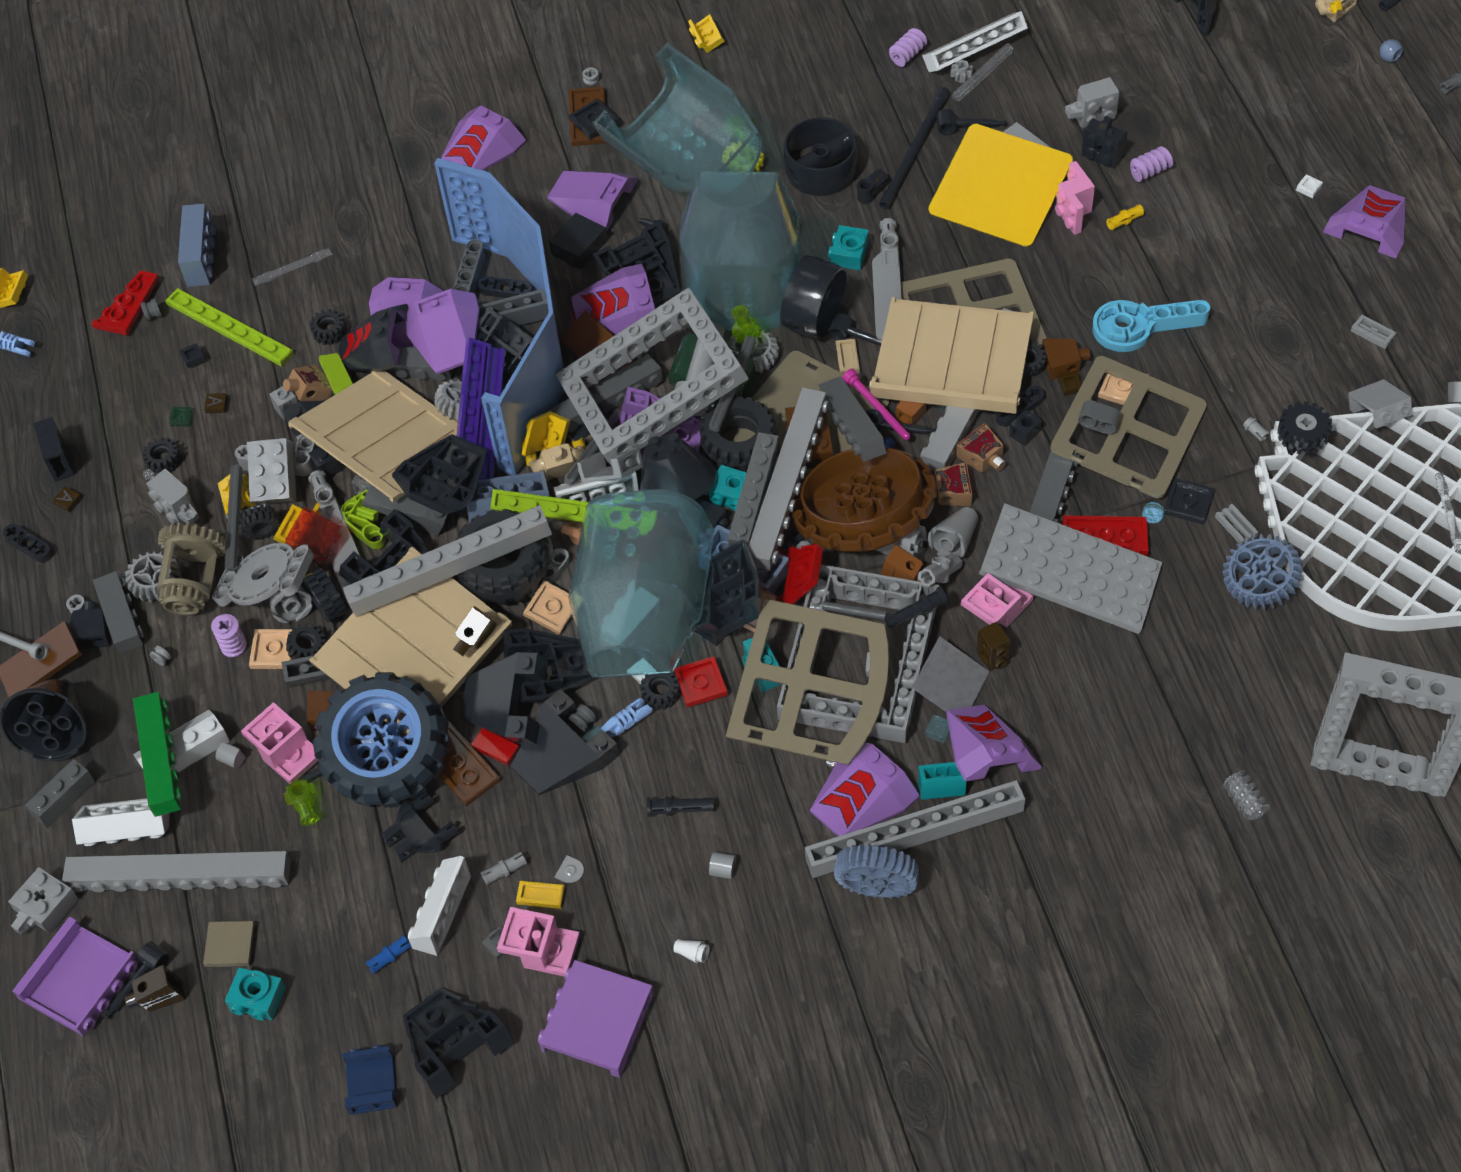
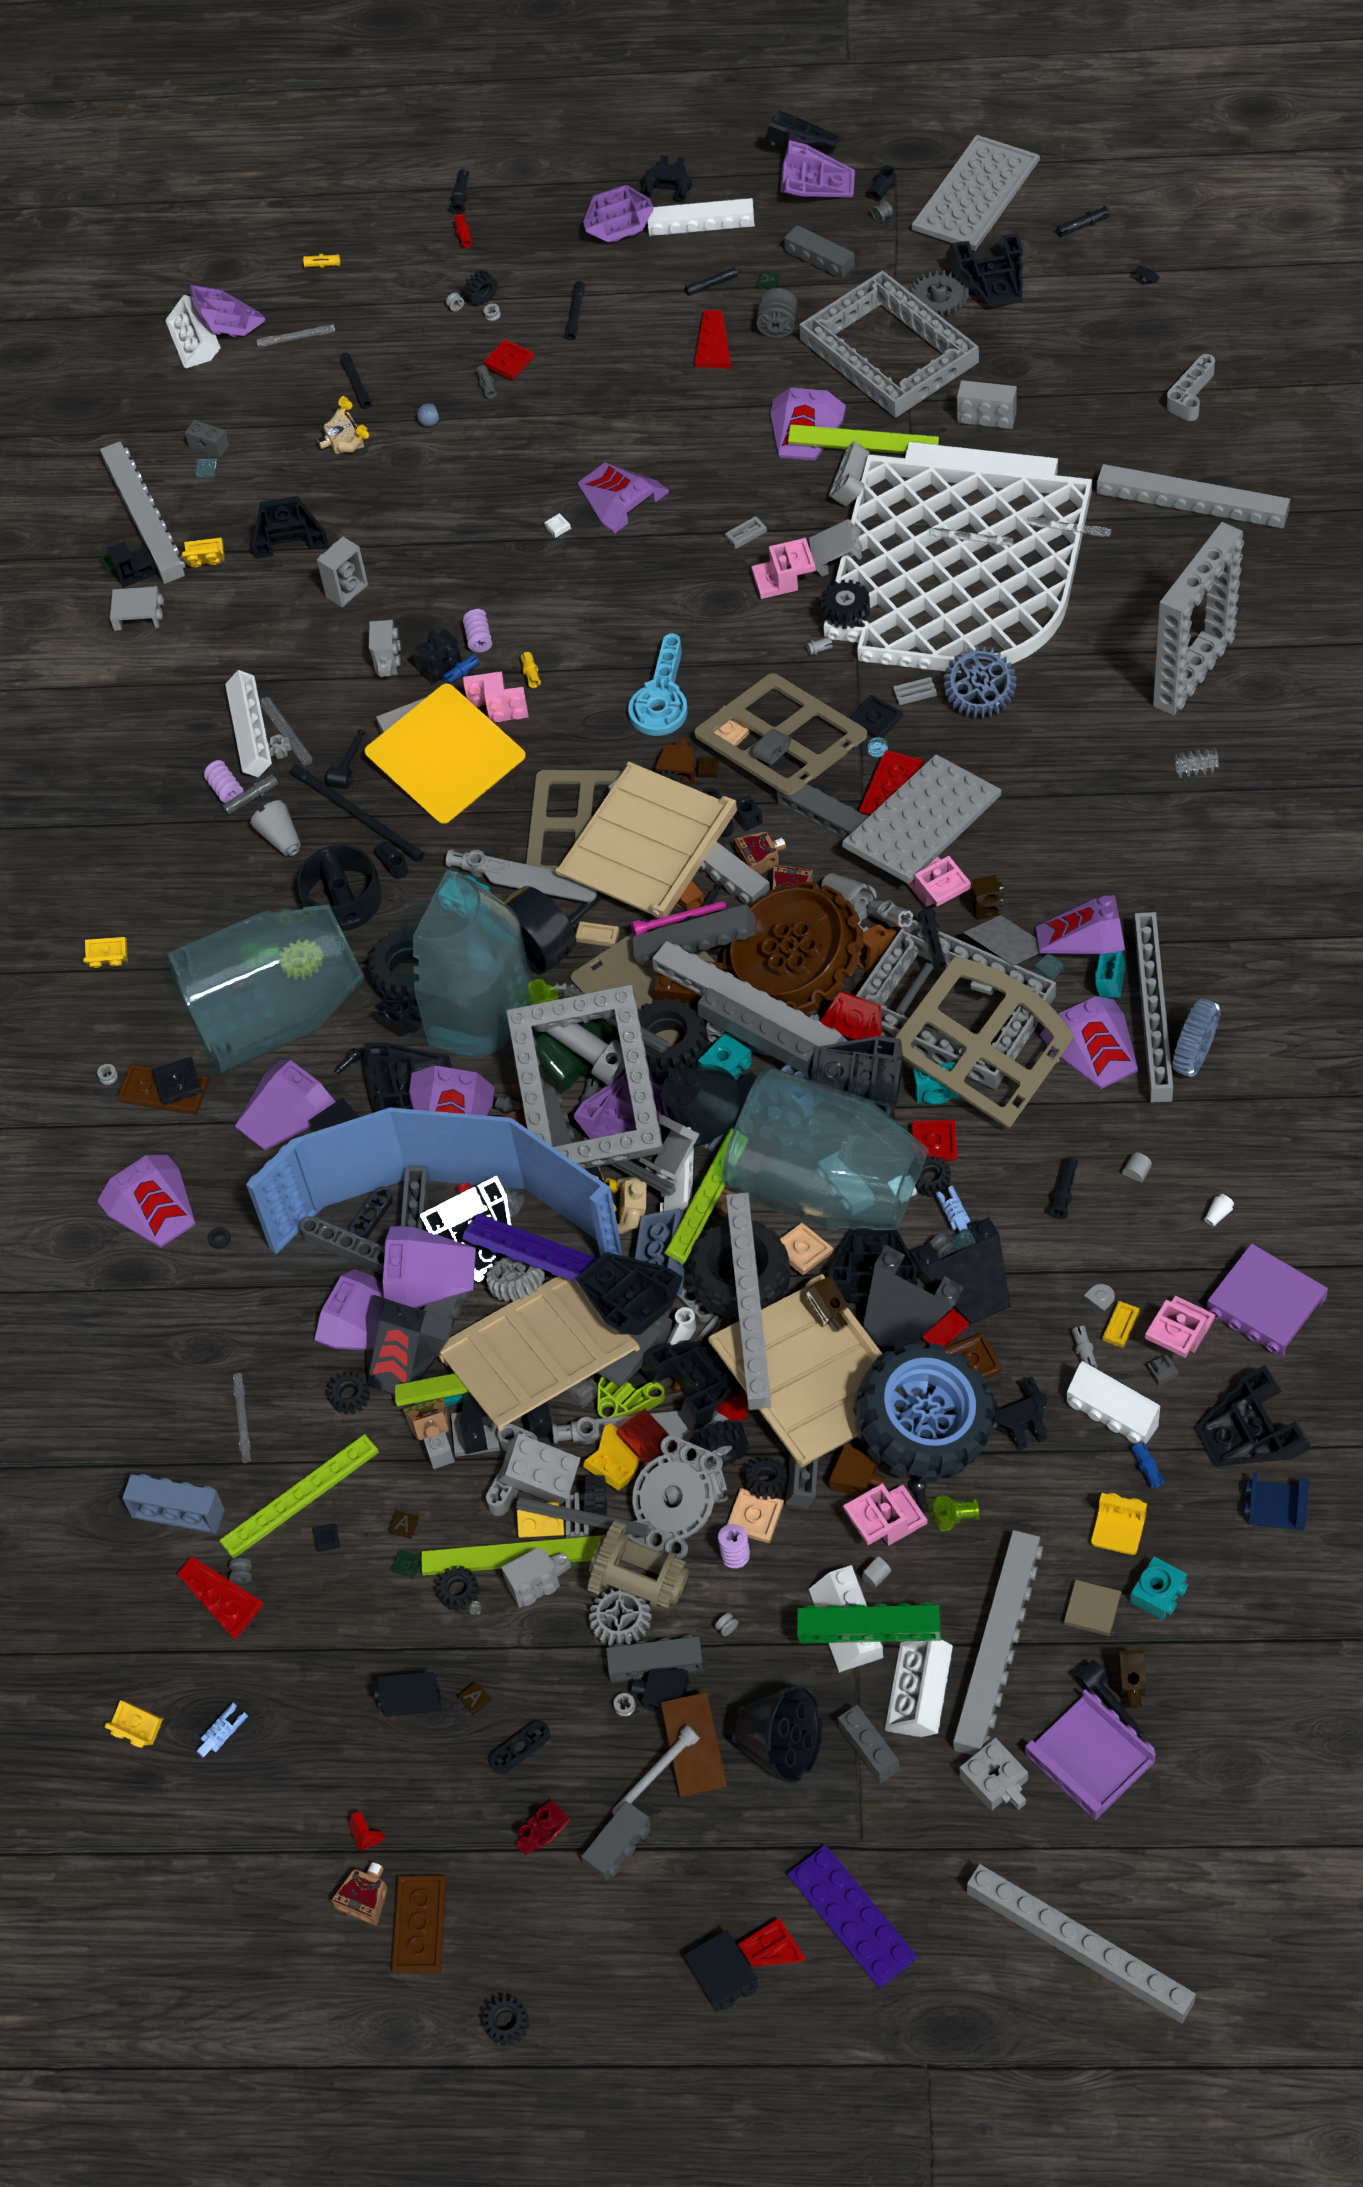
camera: 70 degrees left, 0 degrees up
(199, 478) = (496, 1556): none -> lime tile
(316, 944) = (1119, 1523): none -> yellow bracket
(437, 539) = (684, 1326): none -> white piece
(872, 95) = (277, 827): none -> light grey cone
(909, 73) = (249, 795): none -> dark grey pin
(1103, 168) = (460, 669): none -> blue pin
(1163, 44) = (342, 571): none -> light grey brick
(1332, 368) = (785, 564): none -> bright pink bracket

